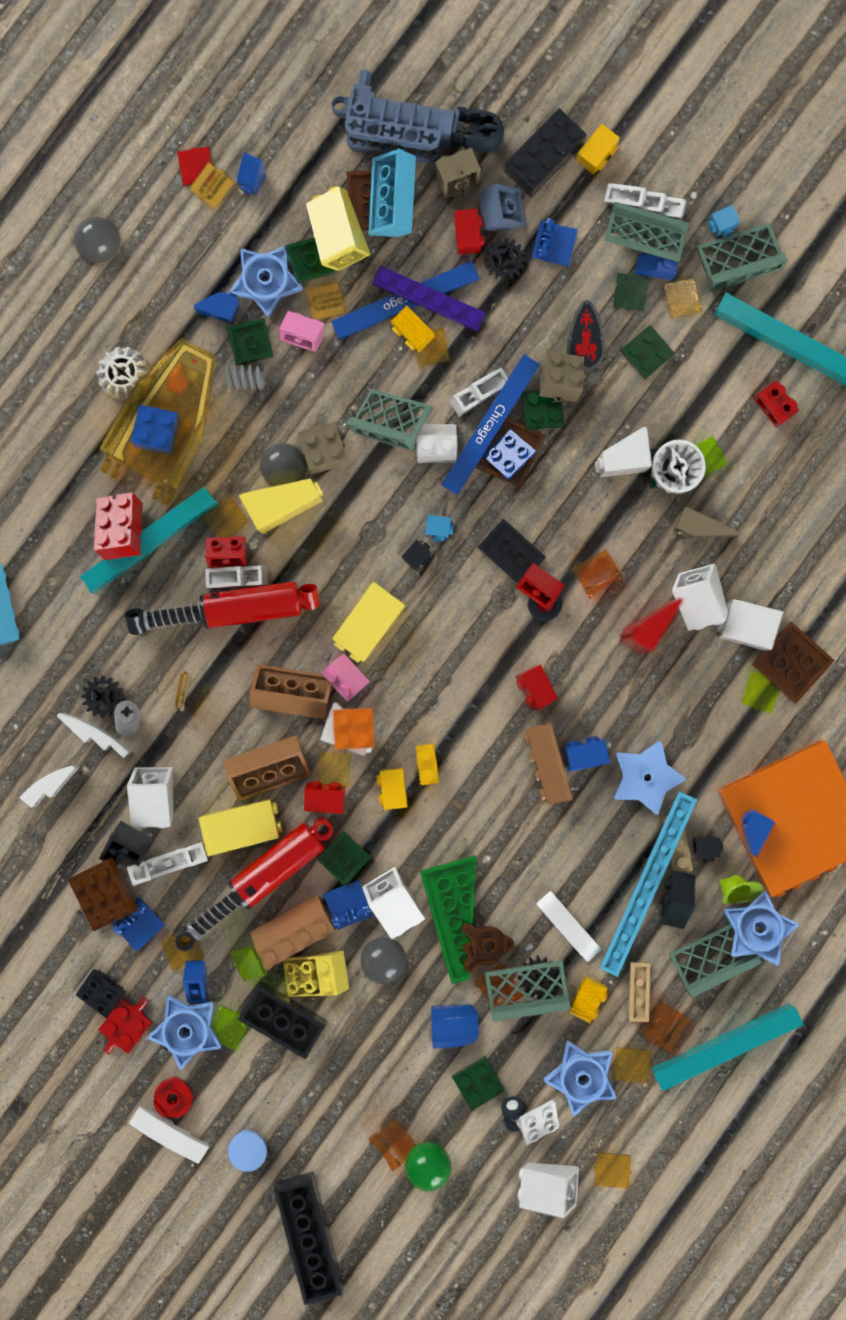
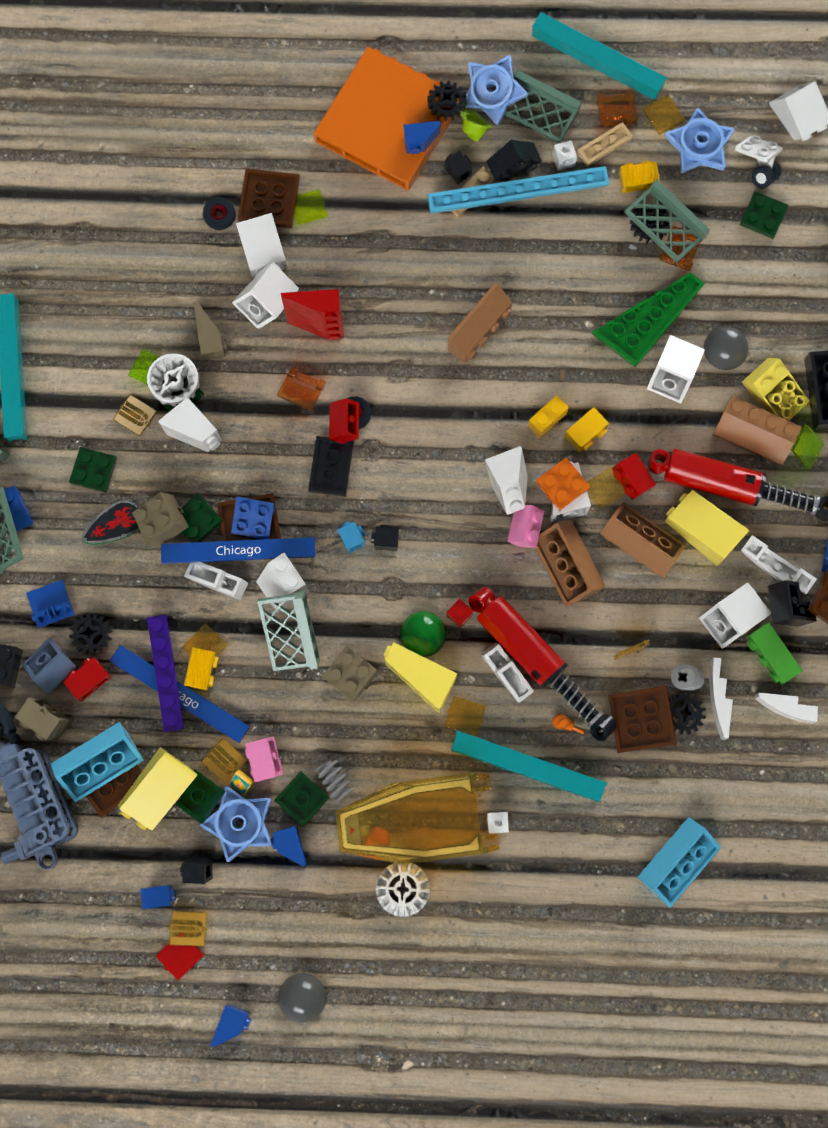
camera: 125 degrees left, 10 degrees down
(98, 804) = (773, 654): none -> bright green brick
(112, 525) = (535, 799): piece -> none
(113, 170) = (231, 1024): none -> blue slope
(120, 658) = (643, 719): none -> reddish brown plate
(121, 483) = (497, 822): none -> white brick
(155, 429) = (432, 823): blue brick -> none
(165, 593) = (562, 721): none -> orange piece
(226, 552) = (492, 693): red brick -> none
(249, 219) = (196, 871): none -> black brick
(282, 464) = (387, 700): dark grey piece -> none
(297, 302) = (241, 782): none -> yellow tile
(311, 571) = (459, 613): none -> red brick
(317, 532) = (423, 633): none -> green piece
(344, 858) = (669, 430): dark green plate -> none
(348, 905) = (703, 403): blue hinge -> none
(368, 622) = (468, 538): light yellow slope -> none
(393, 691) = (509, 479): none -> white slope
(454, 1025) = (734, 261): blue slope -> none
(485, 946) = (657, 277): reddish brown tile -> none
(536, 687) = (426, 373): red brick -> none
(568, 926) = (594, 229): white slope -> none
(585, 754) = (451, 299): blue brick -> none
(612, 1170) = (752, 77): clear yellow piece -> none
(630, 291) = (51, 516): clear green piece -> none
(636, 766) = (434, 257): light blue plate -> none
(652, 947) = (564, 155): none -> white brick
(672, 418) = (135, 415): none -> piece
(682, 298) = (29, 472): clear yellow piece -> none
(772, 870) = (447, 99): none -> black gear
(776, 403) = (69, 342): red brick -> none
(815, 602) = (222, 205): none -> black bush

